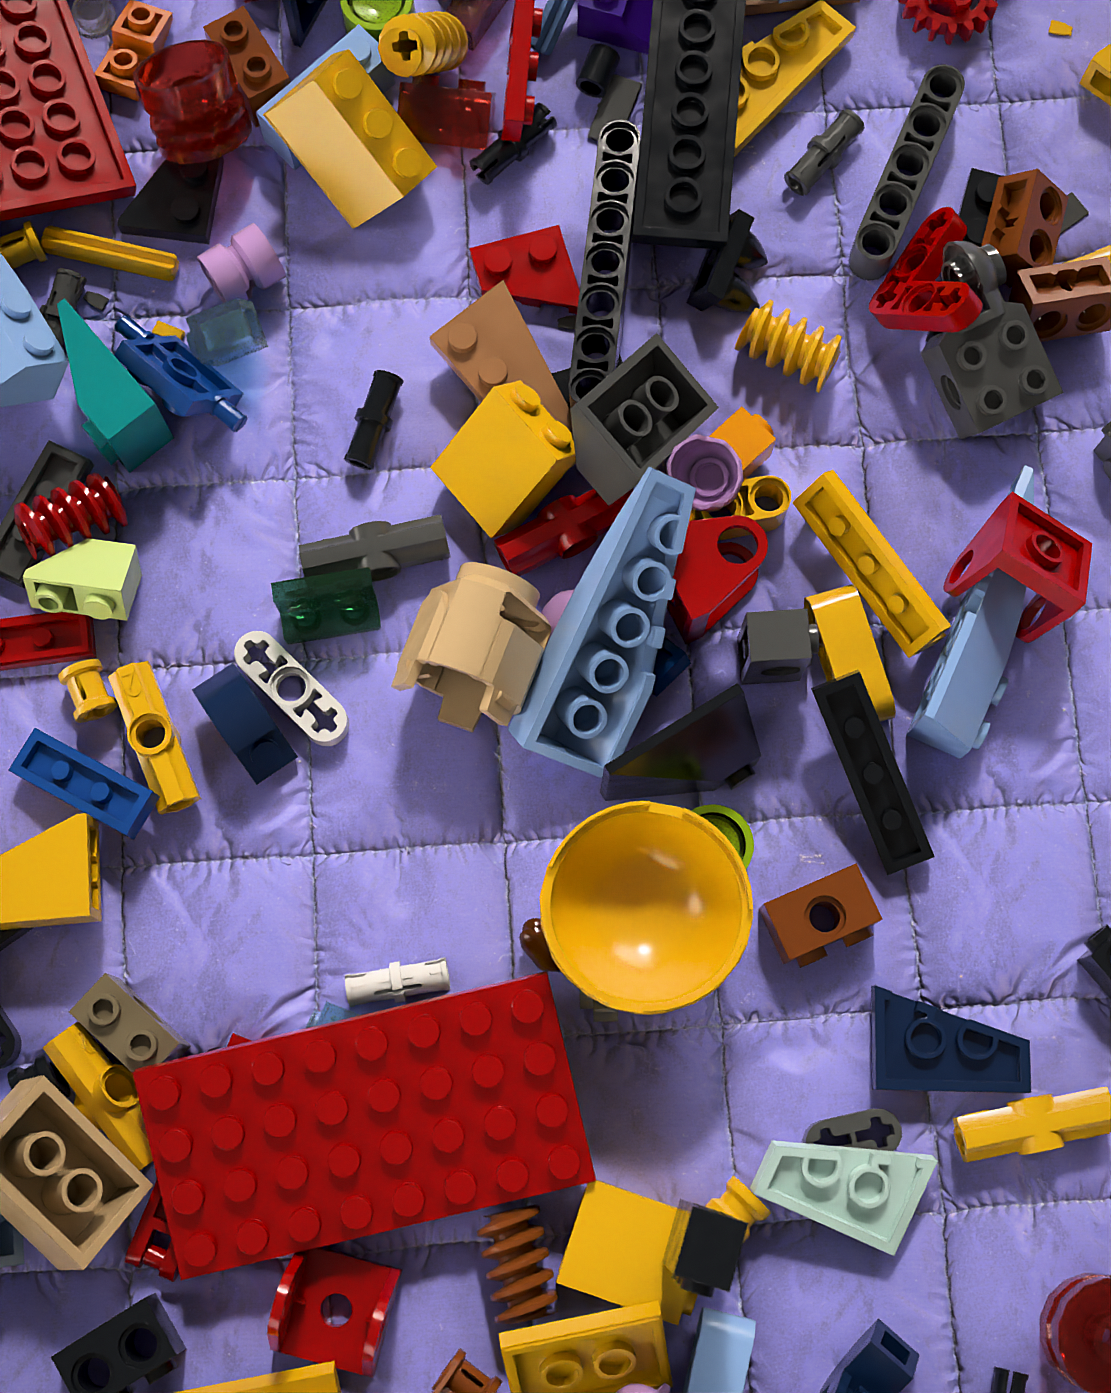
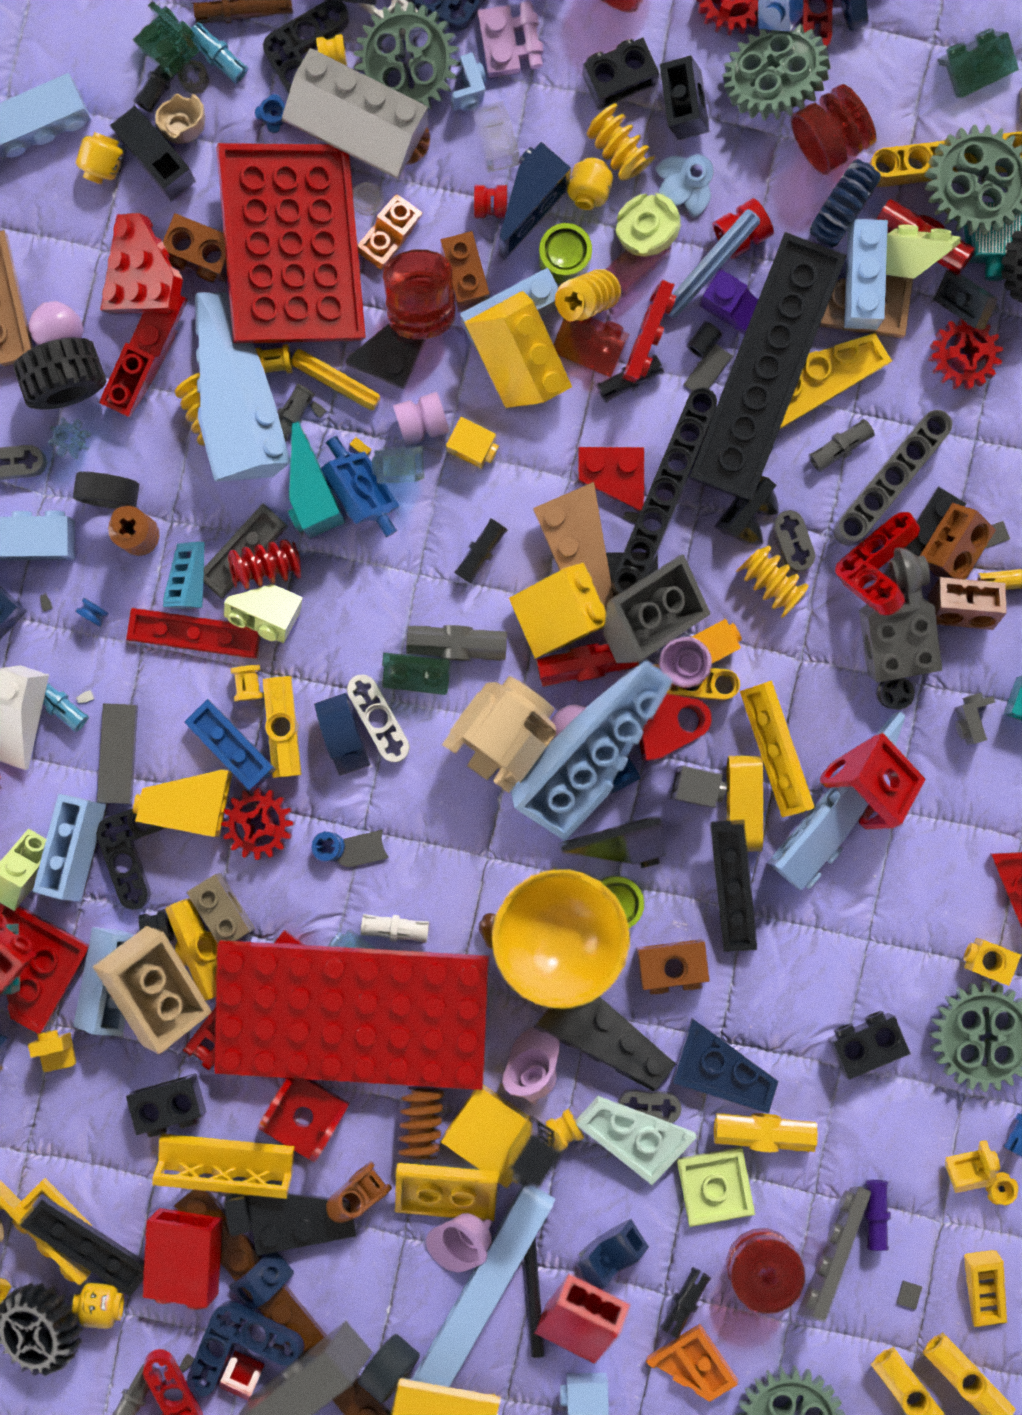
camera: 20 degrees right, 10 degrees up
(152, 906) = (271, 828): none -> red gear
(265, 875) = (327, 856): none -> blue bush
(316, 883) = (363, 849): none -> dark grey piece
(321, 281) = (472, 443): none -> yellow brick
(660, 1123) = (532, 1065): none -> lavender piece
(758, 1051) = (608, 1039): none -> black wing
(808, 285) = (801, 538): none -> dark grey beam
(988, 1231) = (715, 1186): none -> yellowish green tile
(1015, 440) = (902, 694): none -> black wheel

